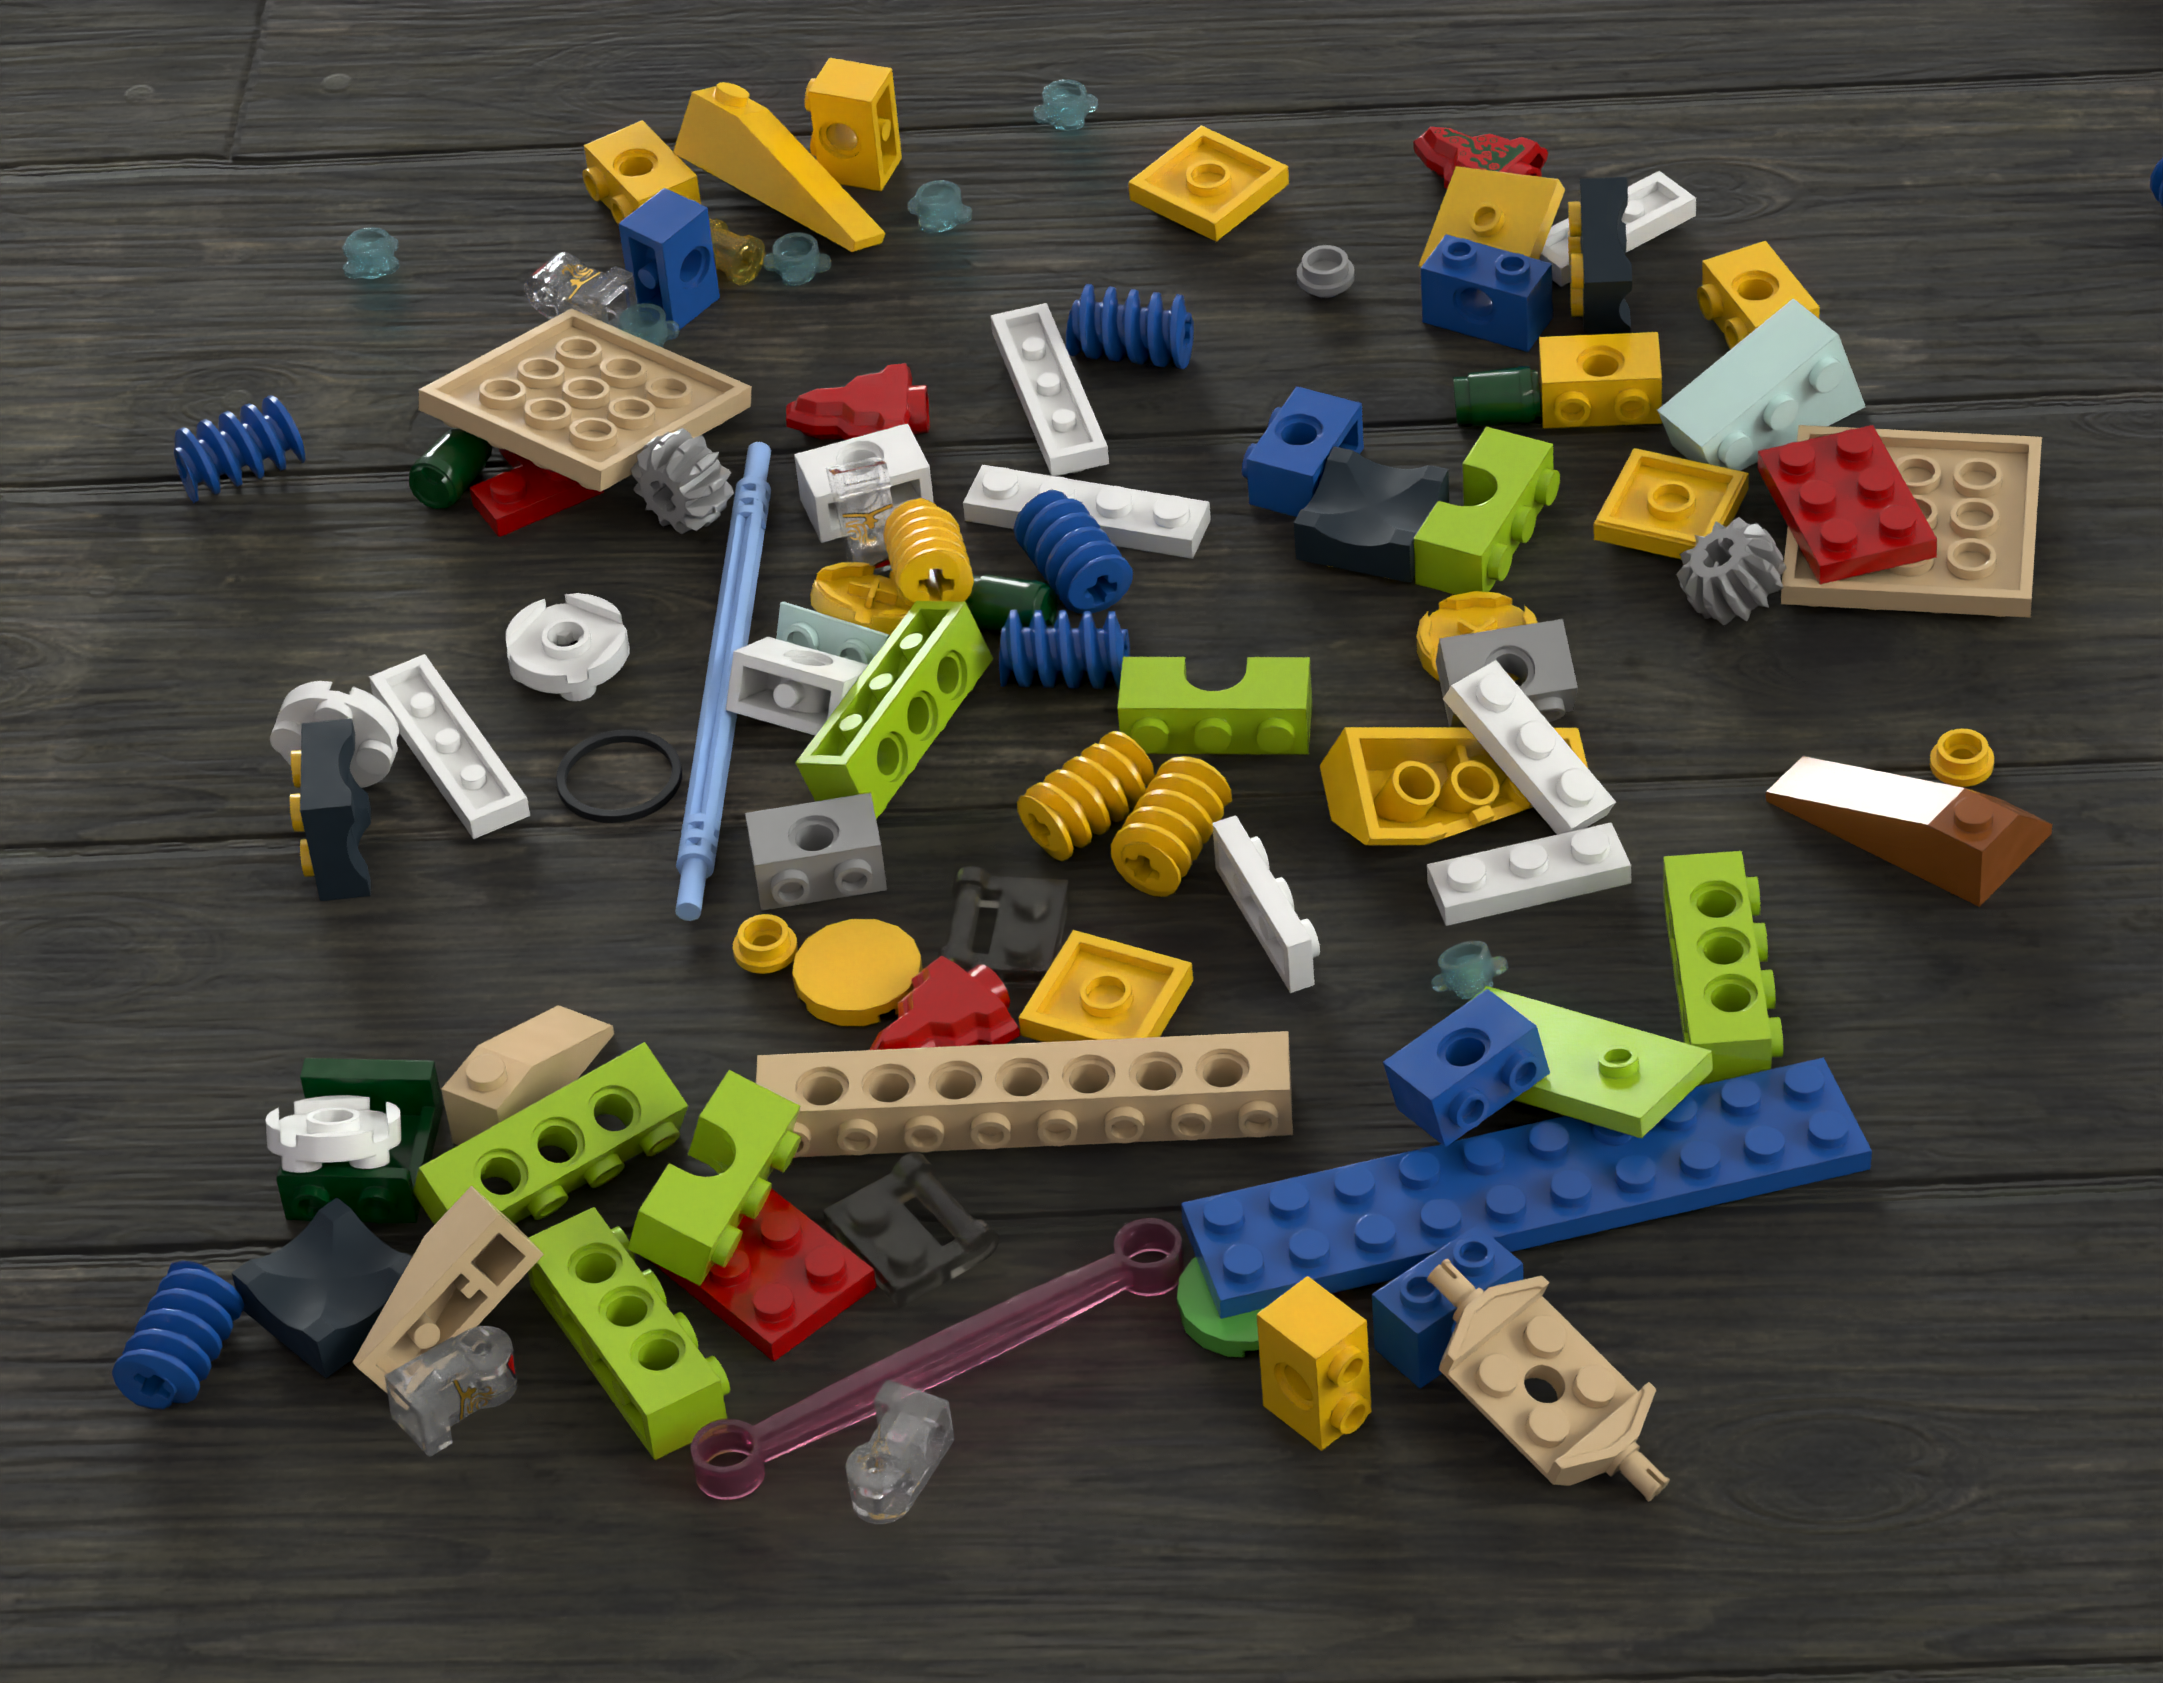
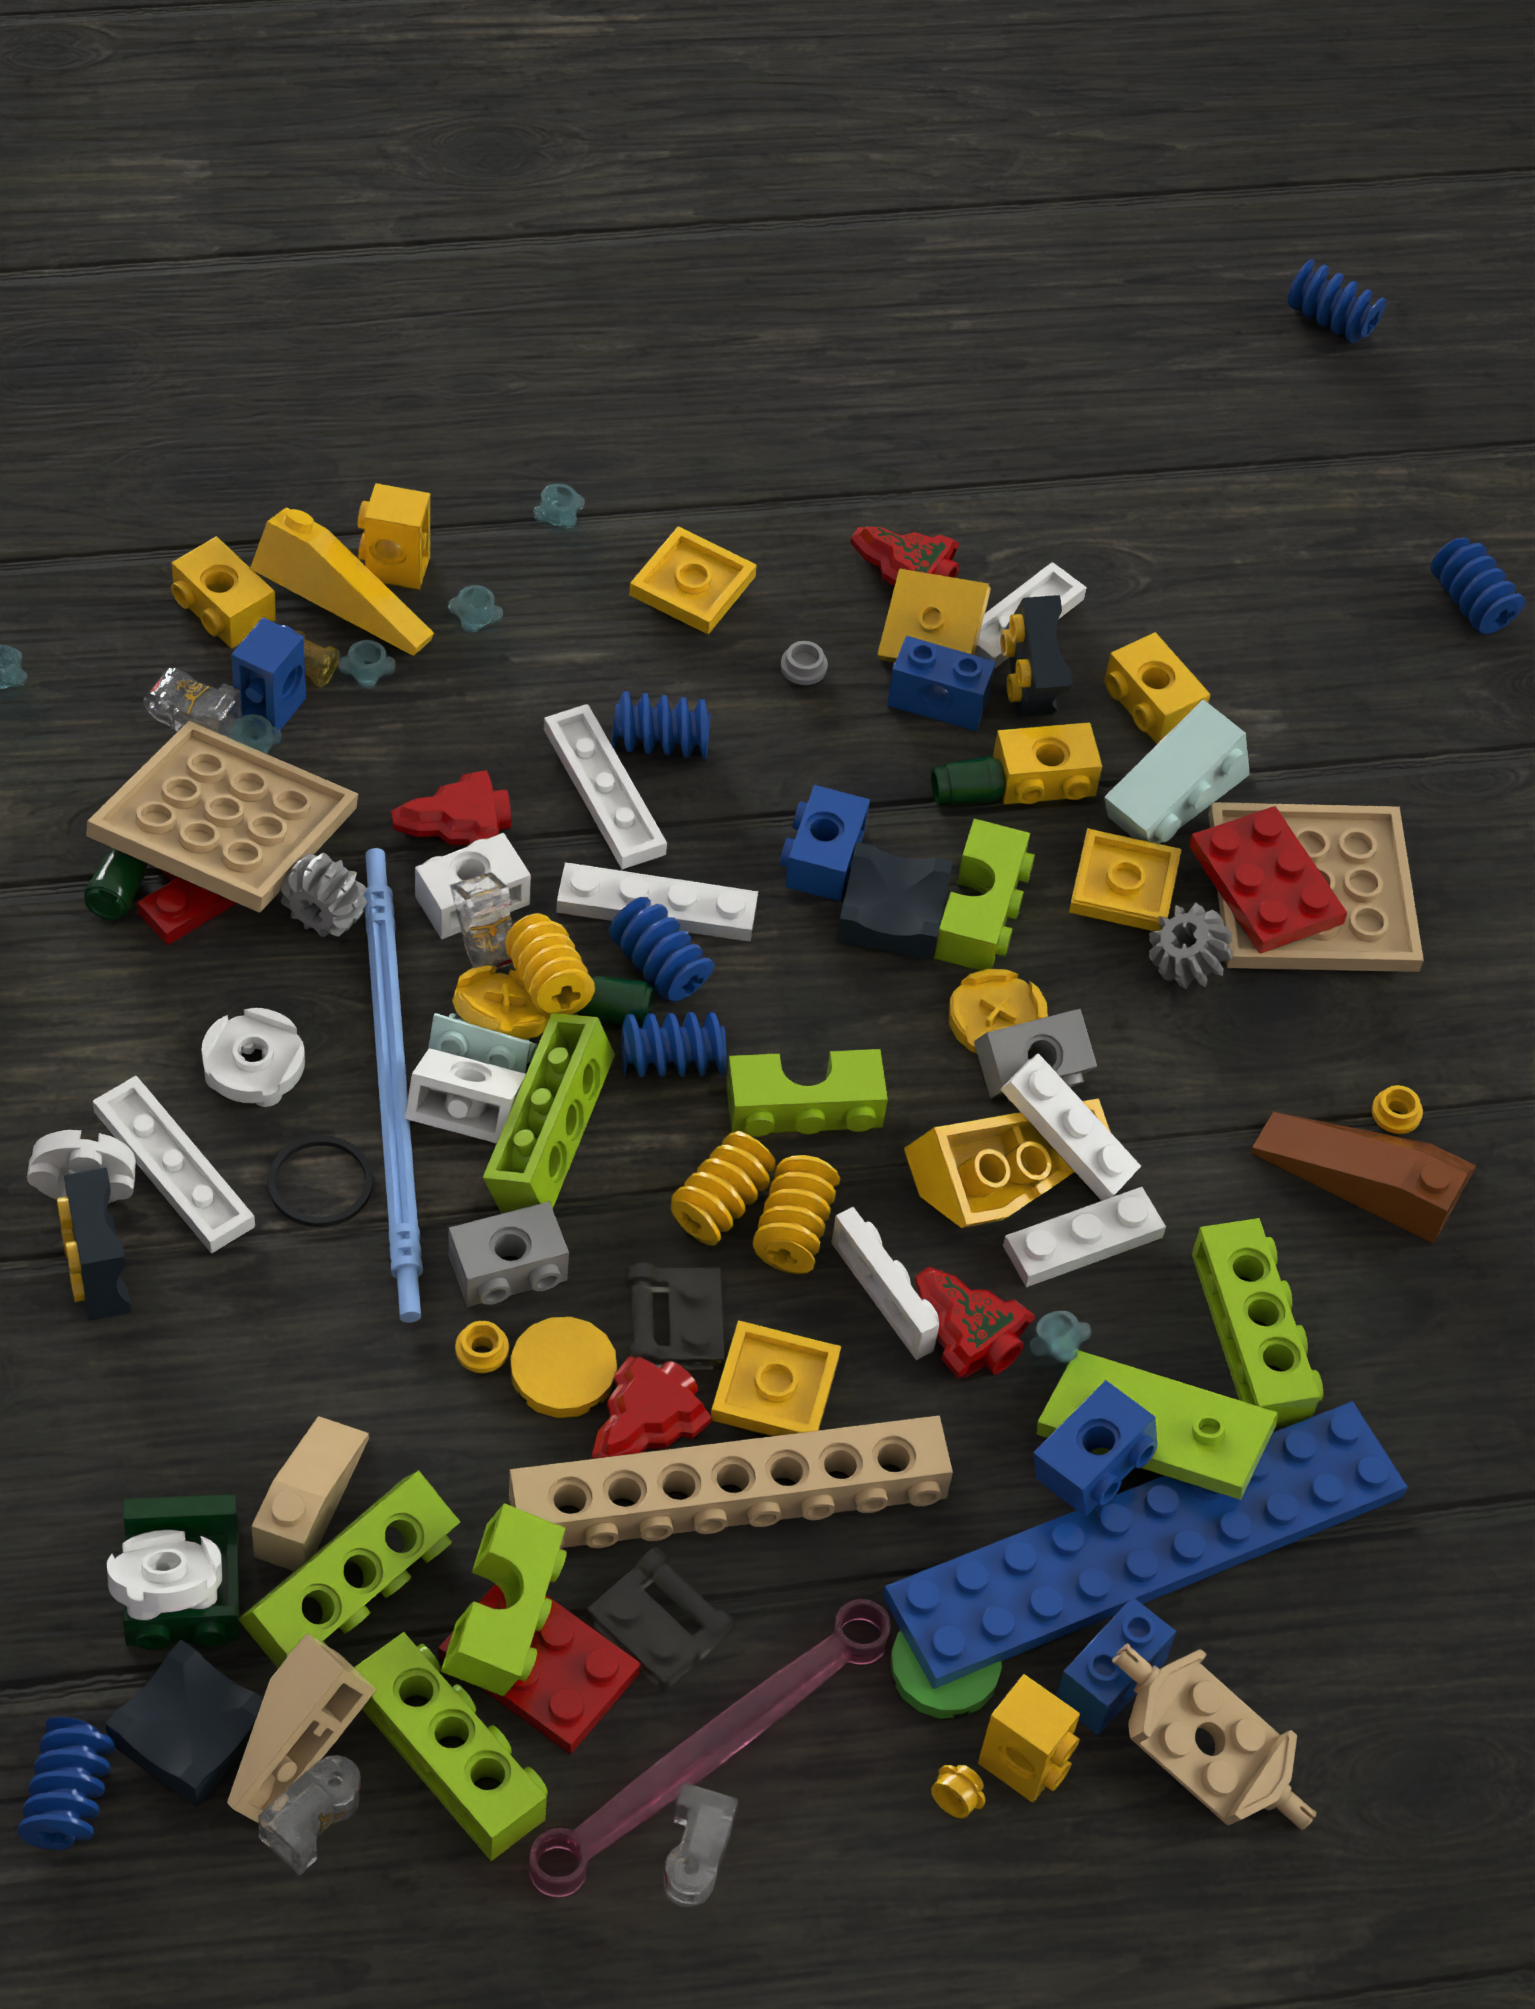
camera: 20 degrees left, 10 degrees up
(1226, 1423) = (958, 1790): none -> yellow plate
(1366, 955) = (974, 1324): none -> red rock

